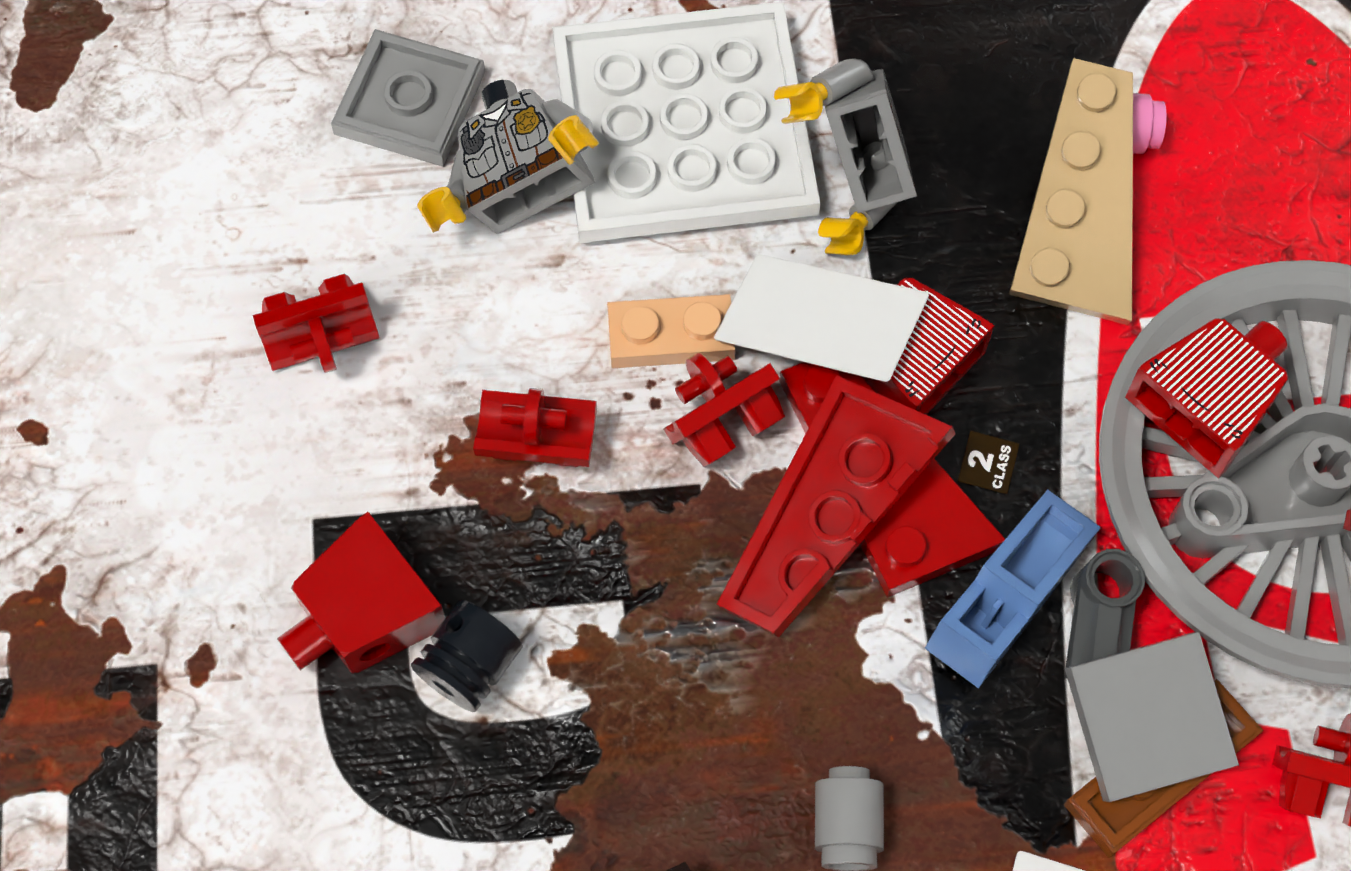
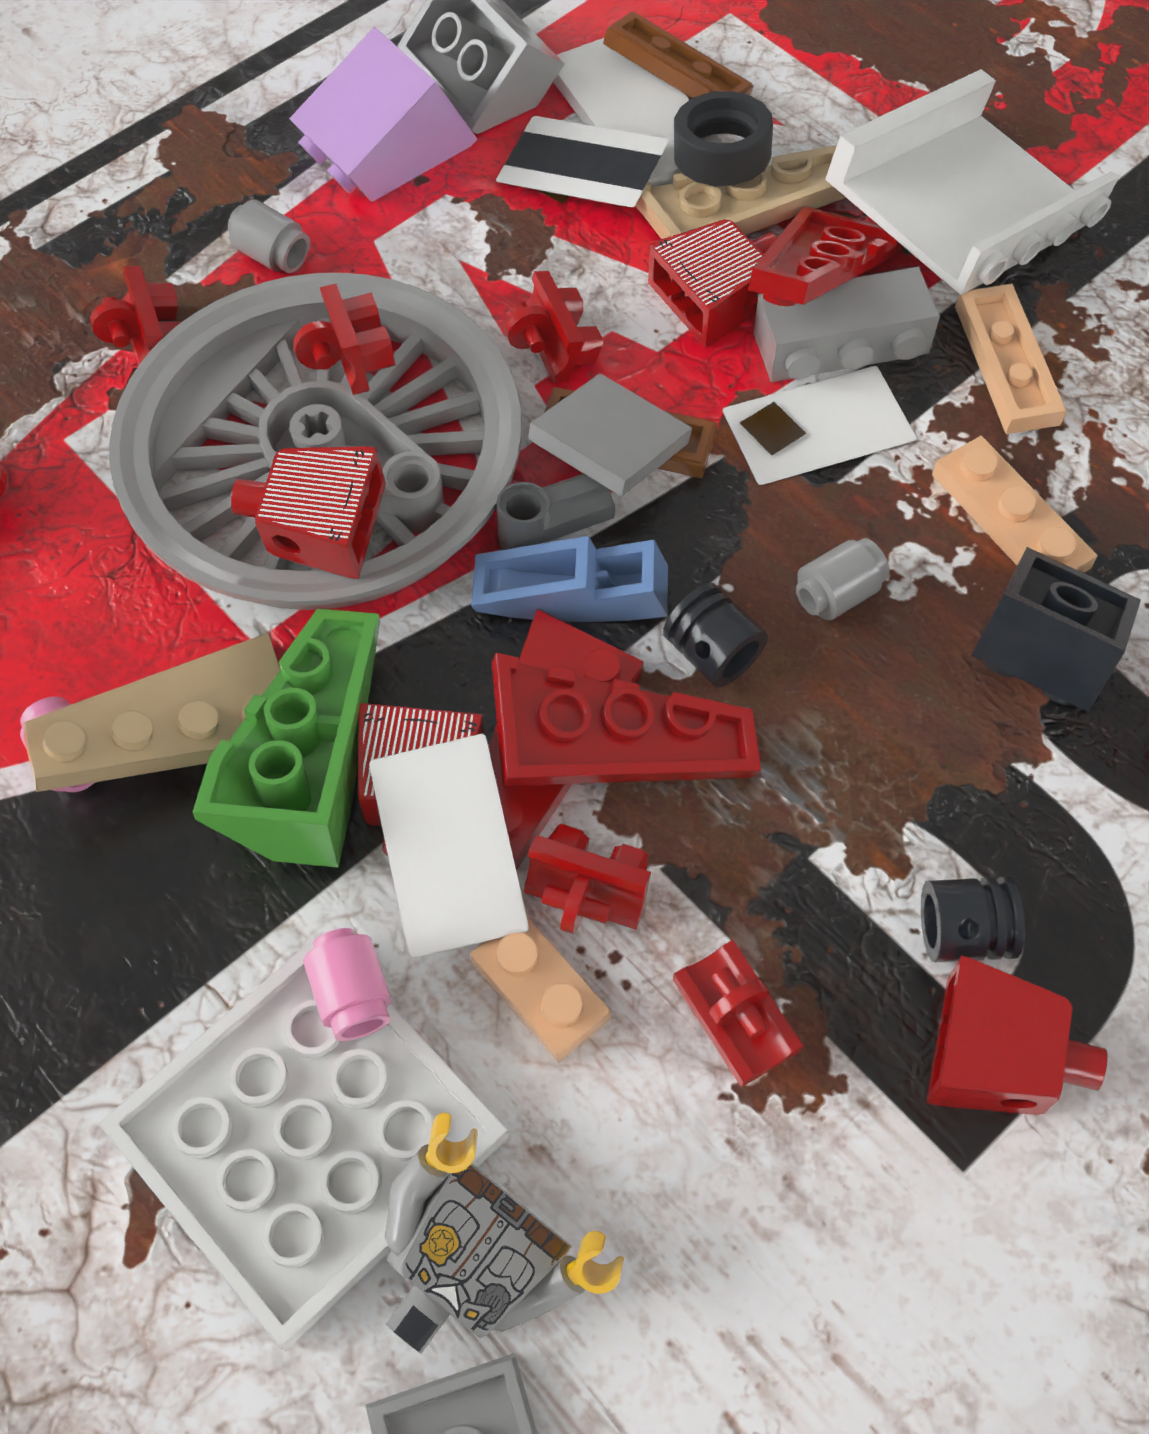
camera: 125 degrees left, 5 degrees down
(316, 325) = (826, 1341): red hips -> none
(756, 180) = (348, 984): none -> bright pink brick
(867, 142) = (237, 917): light grey torso -> none
(868, 658) = (715, 634): none -> black piece
(981, 251) = (294, 759): none -> bright green wedge
(988, 462) = (468, 671): dark brown sticker -> none

